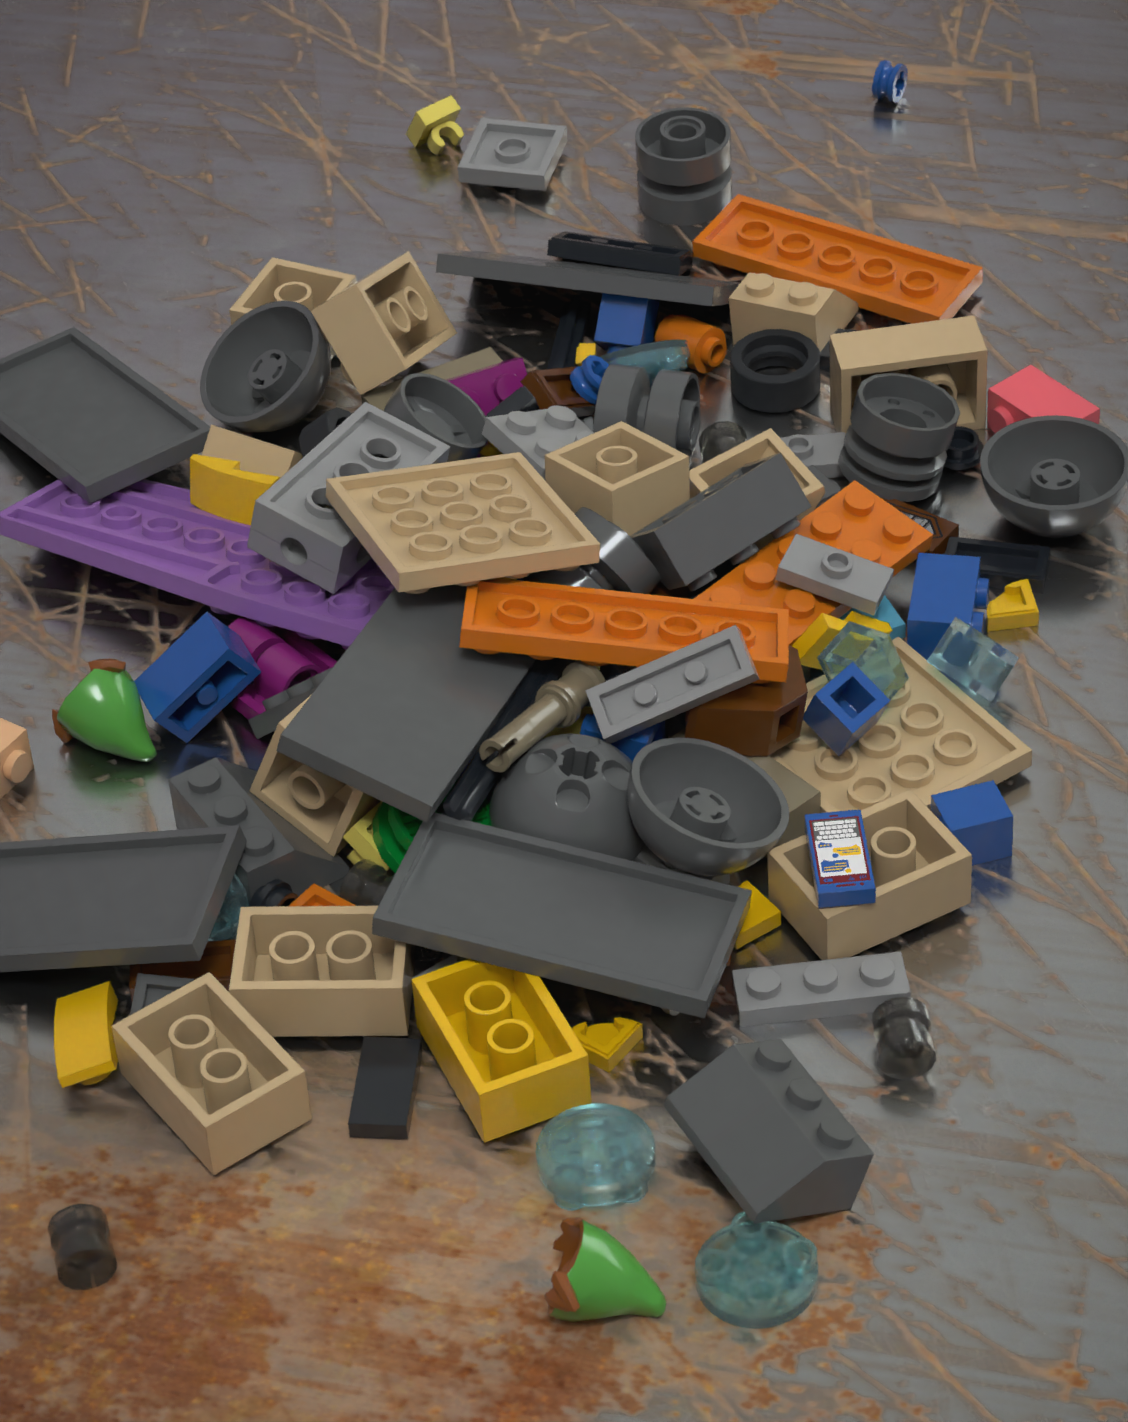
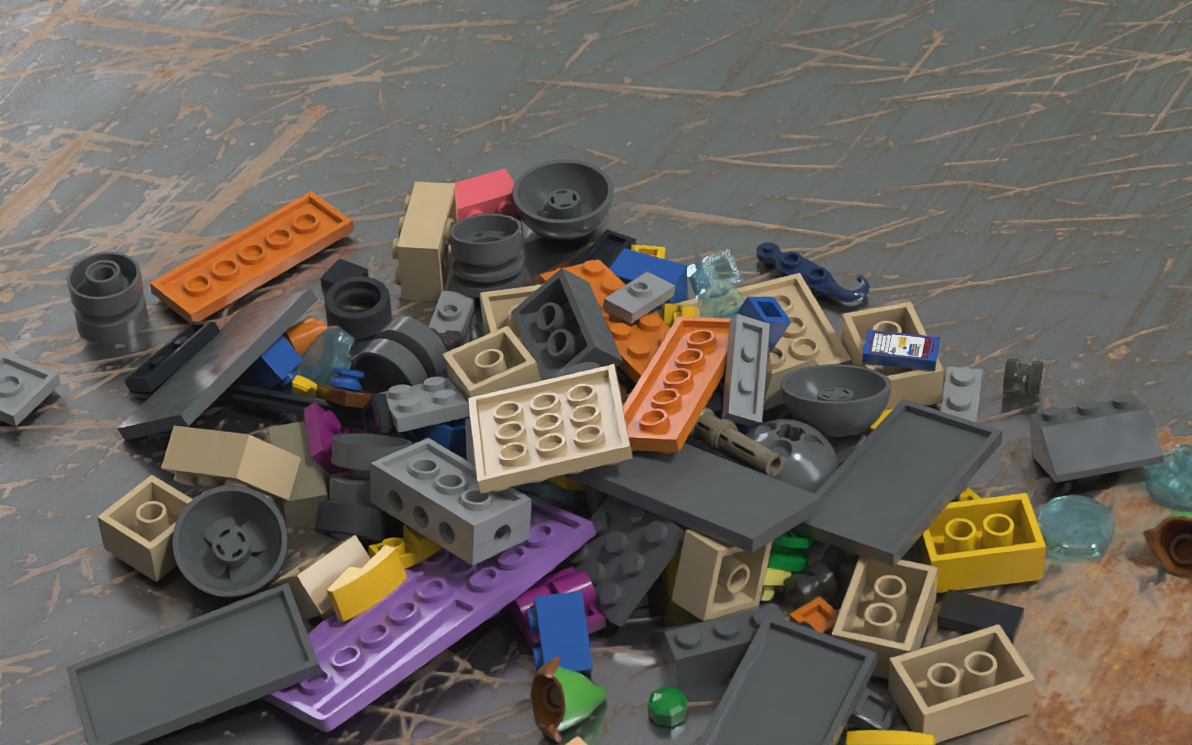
camera: 75 degrees left, 0 degrees up
(134, 813) = (667, 706): none -> green tile
(790, 305) = (314, 271): tan slope -> none
(889, 81) = (60, 189): blue bush -> none
(977, 819) = (848, 300): blue brick -> none
(1049, 770) = (816, 277): none -> dark blue piece

